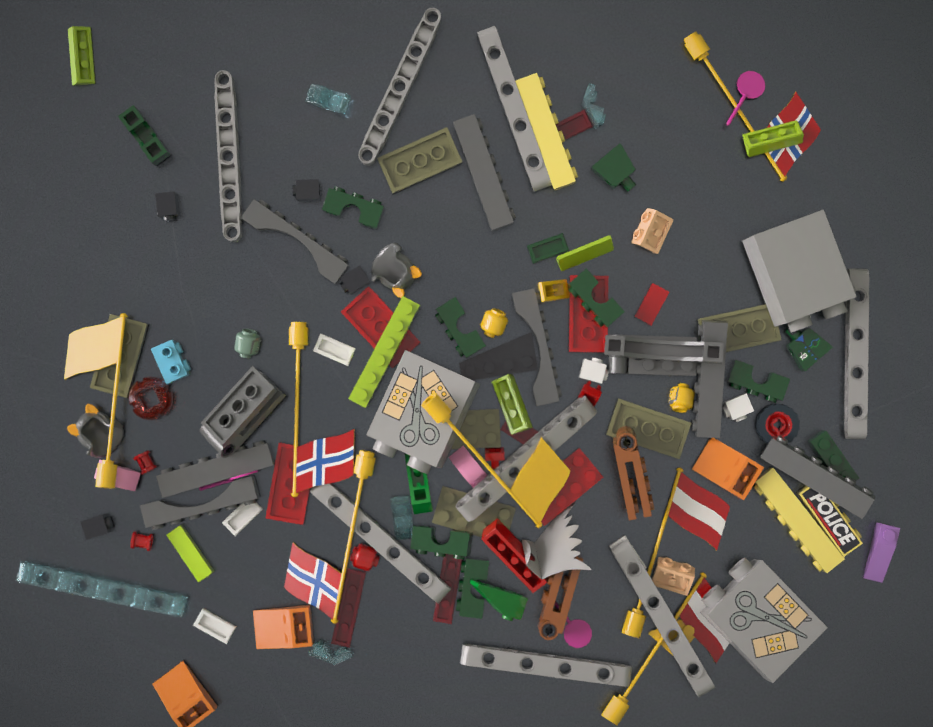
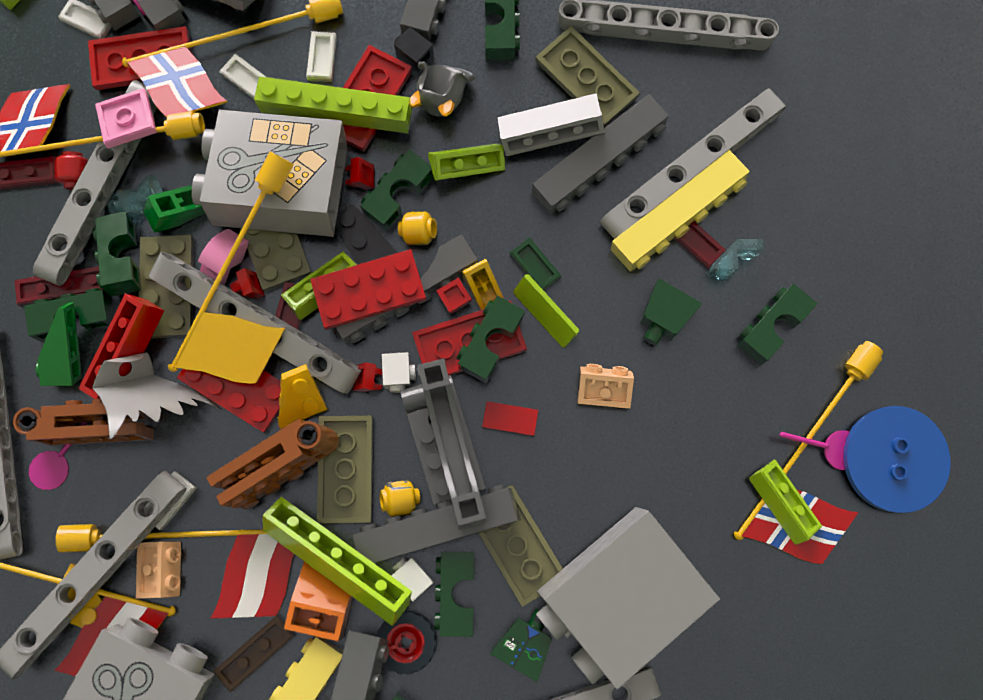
camera: 70 degrees right, 10 degrees down
(332, 410) = (241, 75): none -> white tile
(344, 504) = (125, 118): none -> bright pink tile
(438, 349) = (360, 174): none -> red tile
(452, 201) = (551, 125): none -> brick
(456, 270) = (467, 161): none -> lime slope
(531, 371) = (368, 289): none -> red plate
(553, 313) = (454, 296): none -> red tile
(589, 444) = (298, 396): none -> yellow wing
(656, 111) = (790, 306): none -> dark green arch
(711, 452) = (336, 560): none -> lime brick
(749, 528) = (253, 653): none -> dark brown tile
(770, 51) = (897, 459): none -> blue plate

